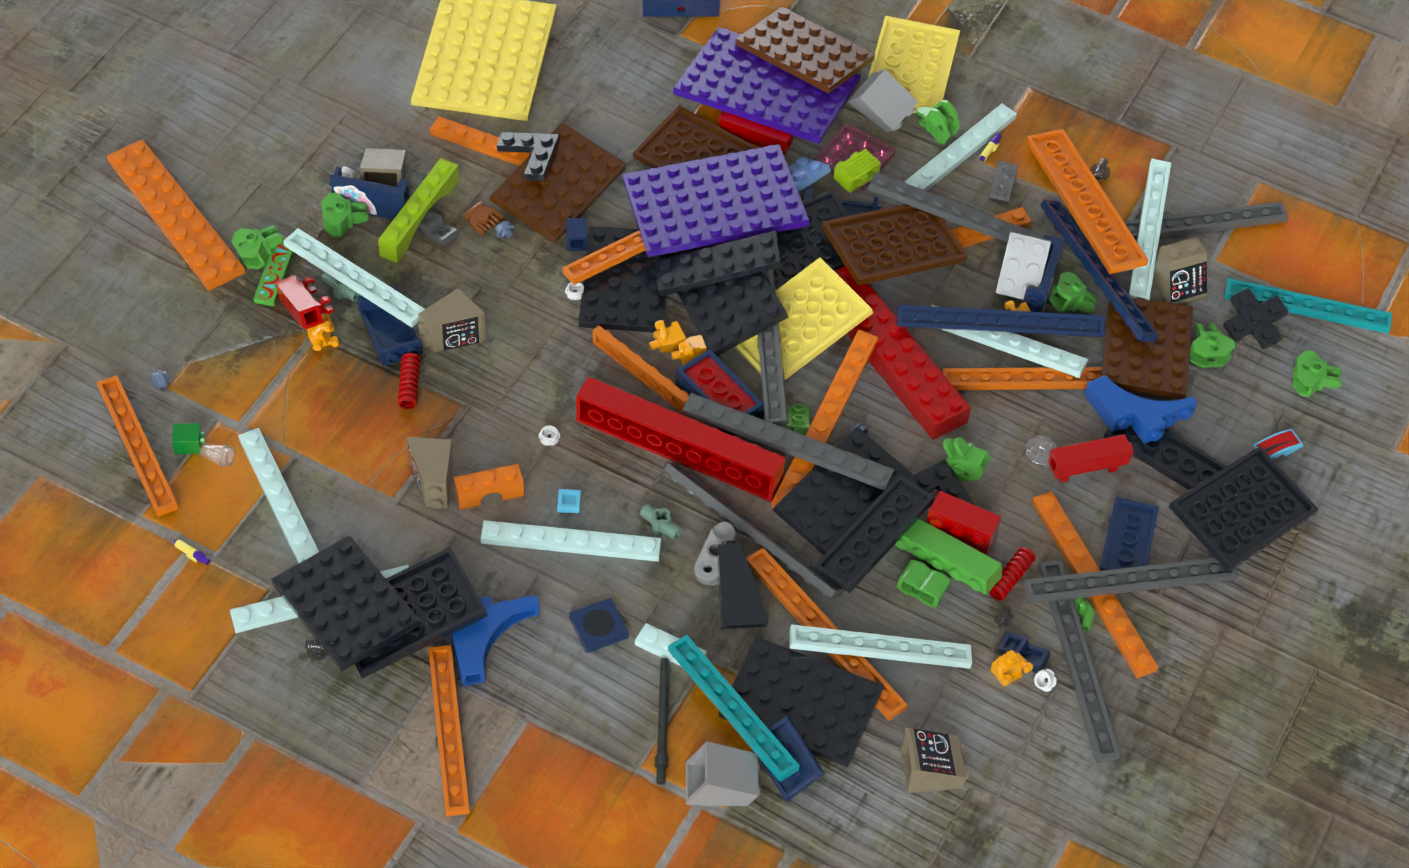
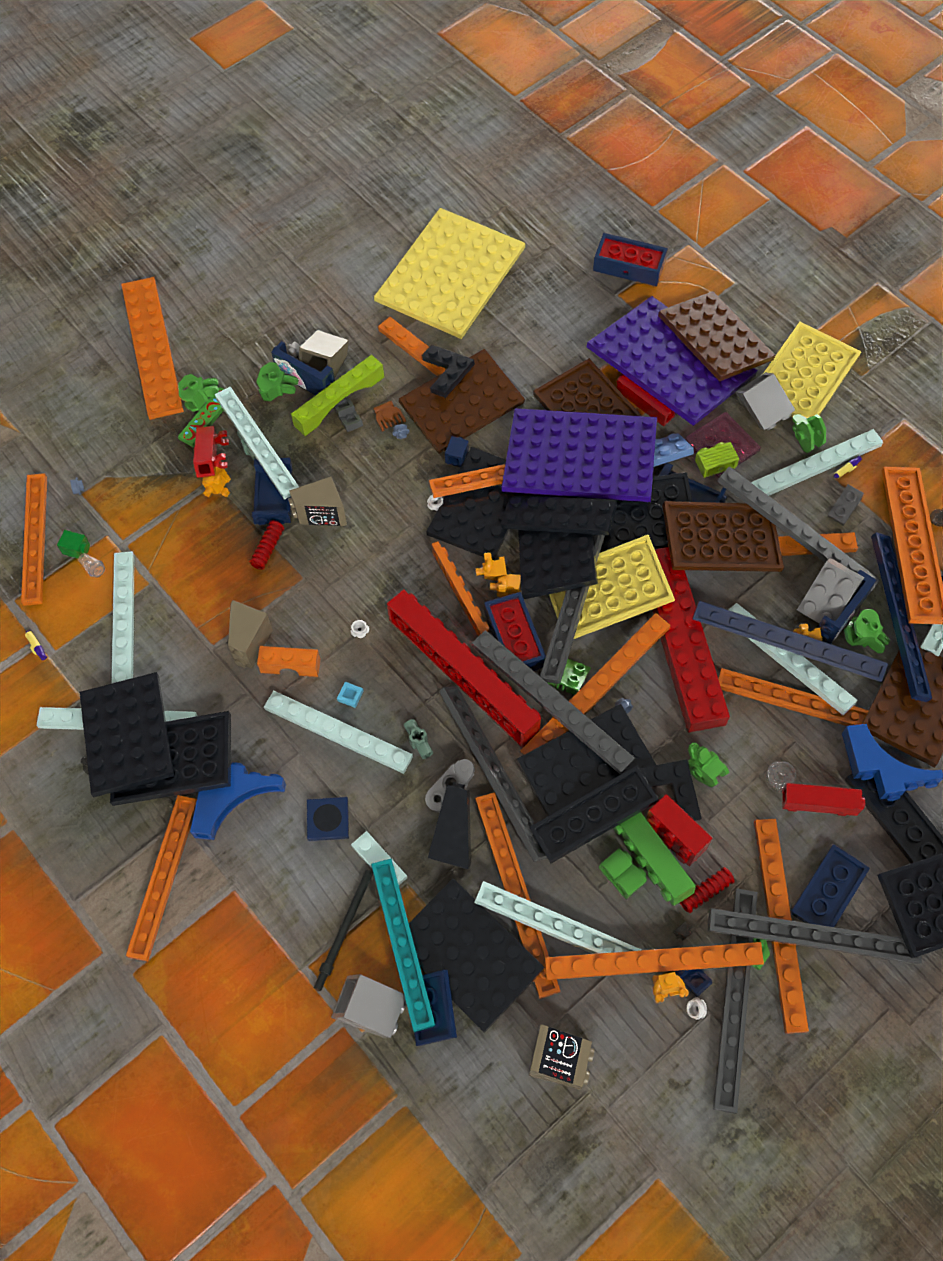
camera: 25 degrees right, 10 degrees up
(986, 648) = (653, 960): none -> orange plate

